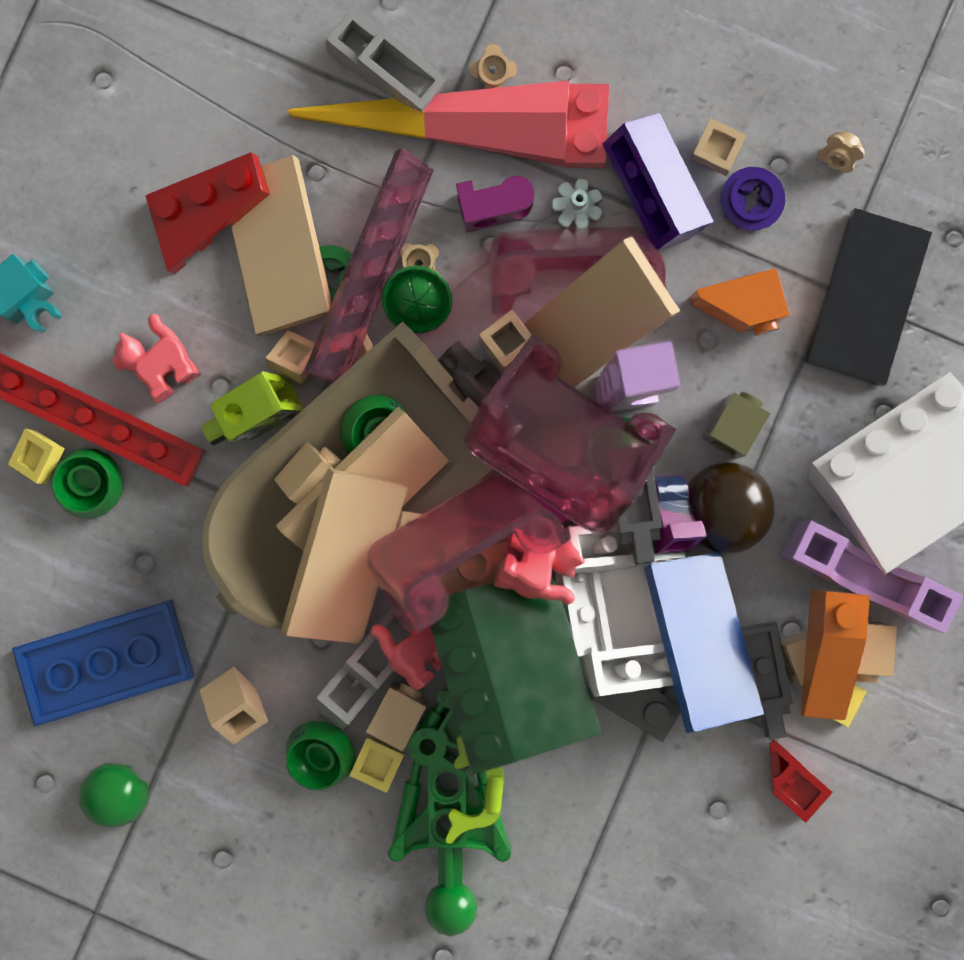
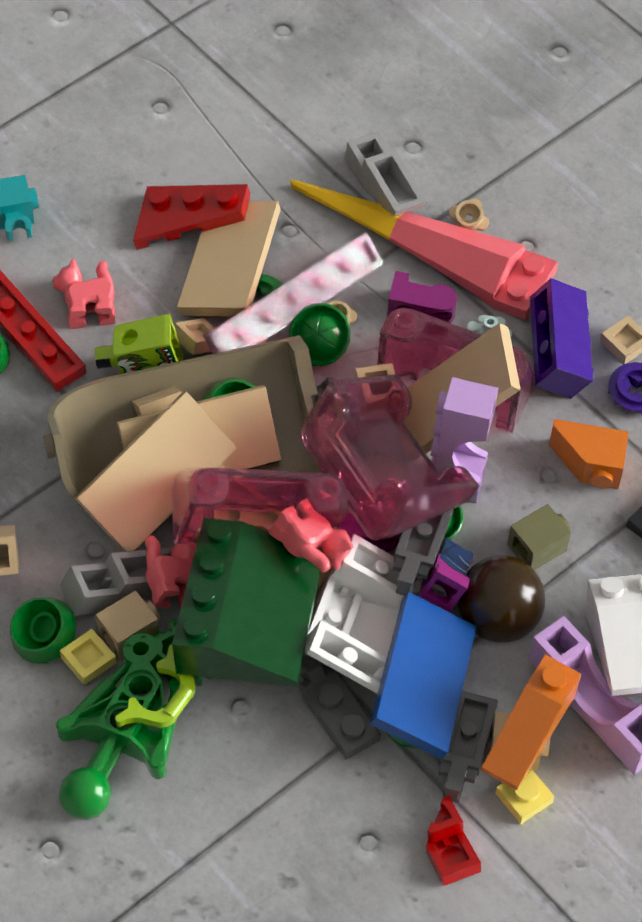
camera: 25 degrees right, 30 degrees down
(878, 653) = (570, 758): tan brick -> none

